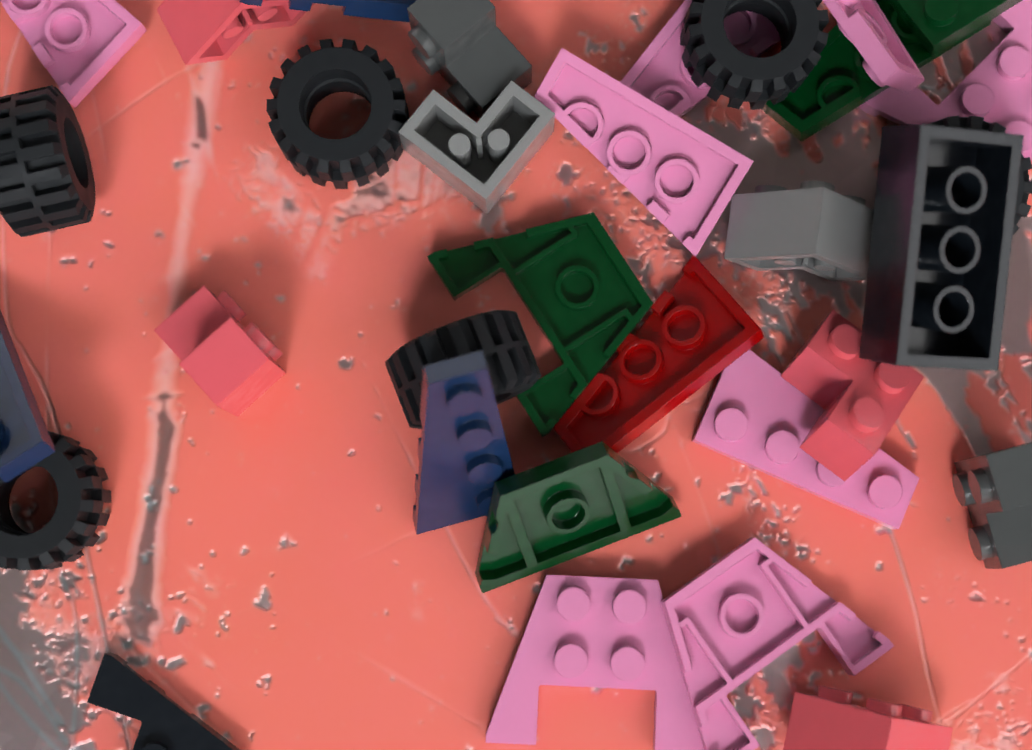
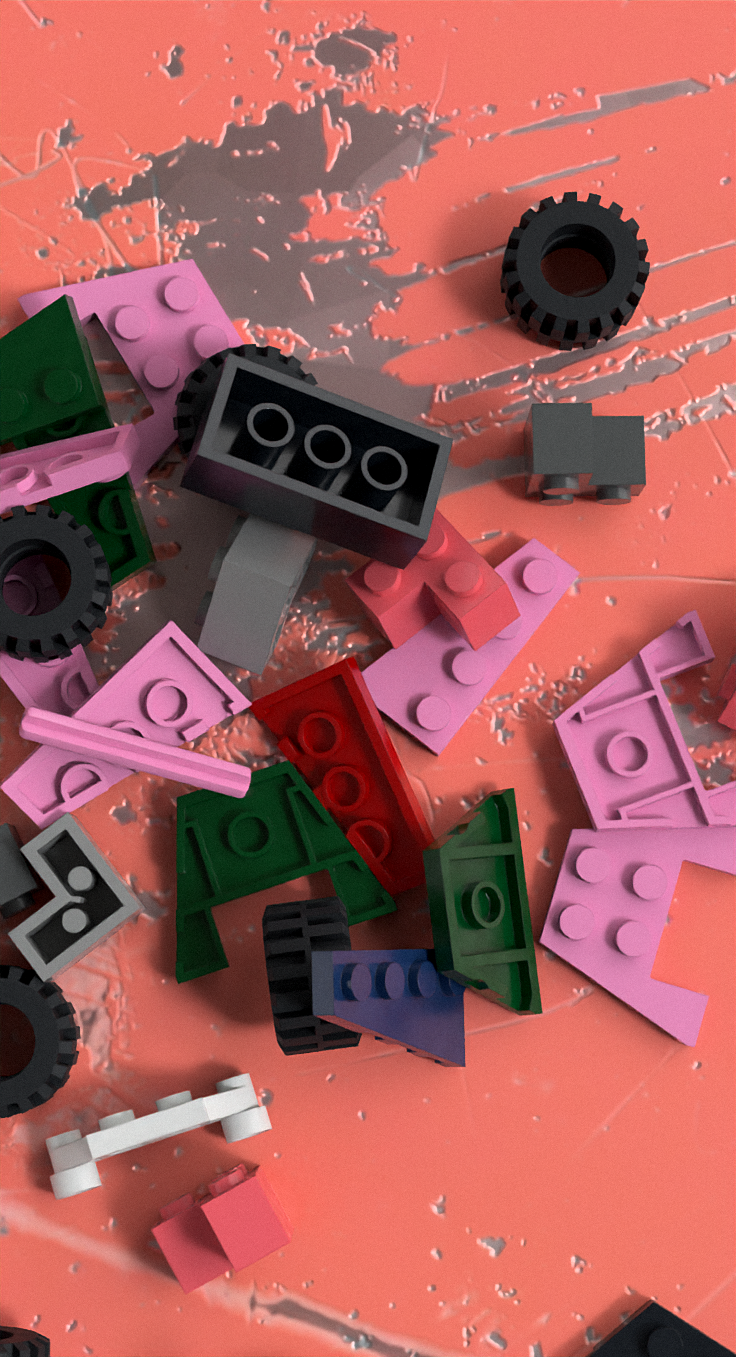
camera: 80 degrees left, 0 degrees up
(255, 208) = (75, 1156): none -> white plate
(624, 158) = (134, 752): none -> bright pink axle

